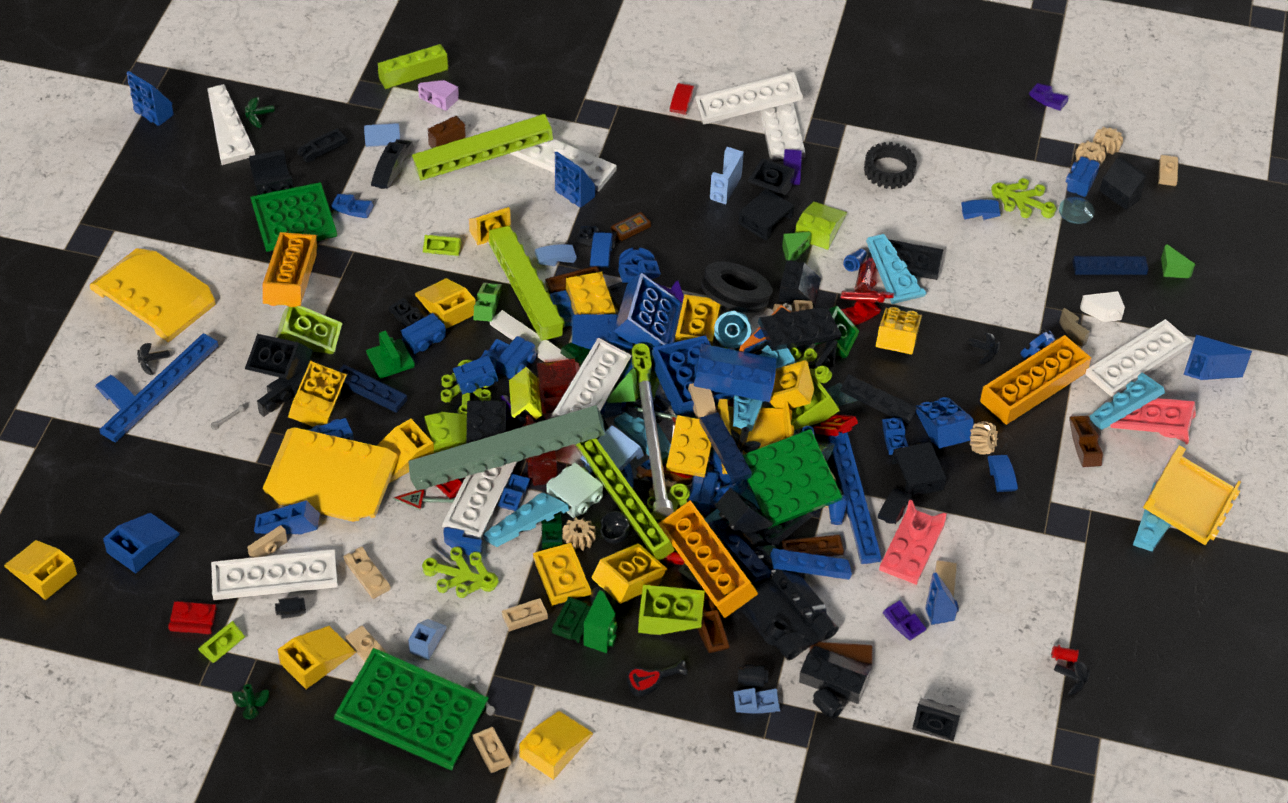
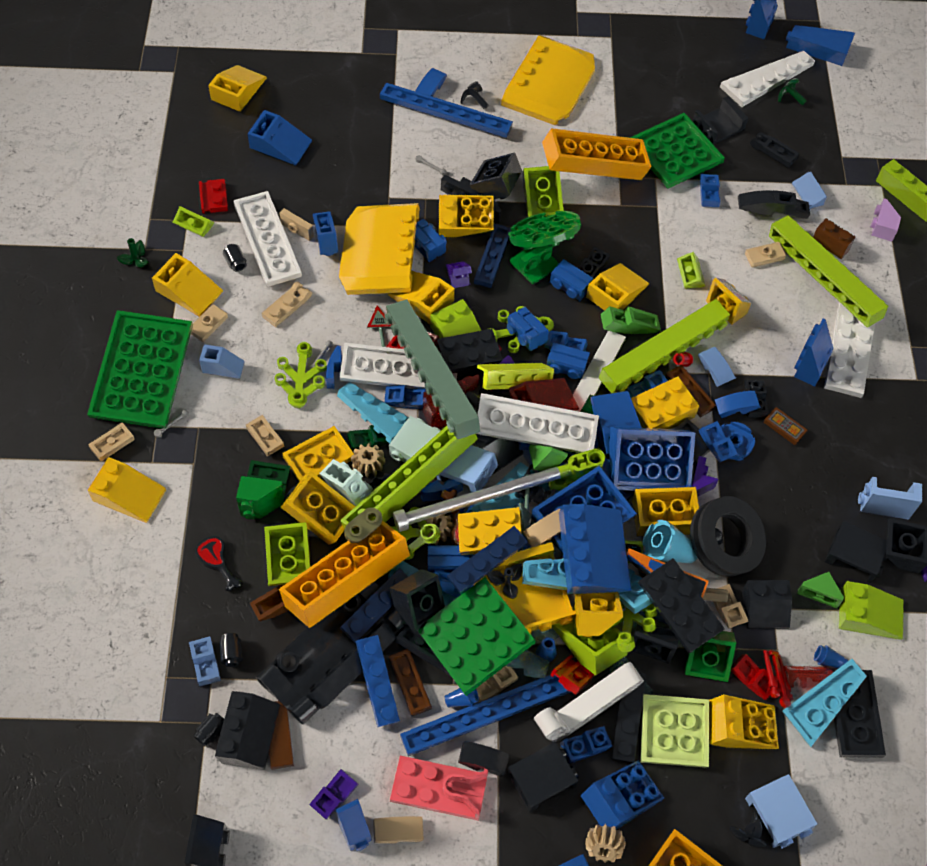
camera: 75 degrees right, 10 degrees up
(205, 72) = (821, 43): none -> blue slope
(380, 325) = (545, 230): none -> green plate
(381, 419) = (459, 274): none -> dark purple slope
(442, 188) = (765, 254): none -> tan plate
(547, 272) = (684, 359): none -> red pin
(610, 541) = (346, 481): none -> light aqua brick
(666, 528) = (364, 525): none -> olive plate
(876, 441) = (561, 723): none -> white beam
(897, 372) = (675, 731): none -> yellowish green plate
(974, 322) = (782, 811): none -> light blue panel

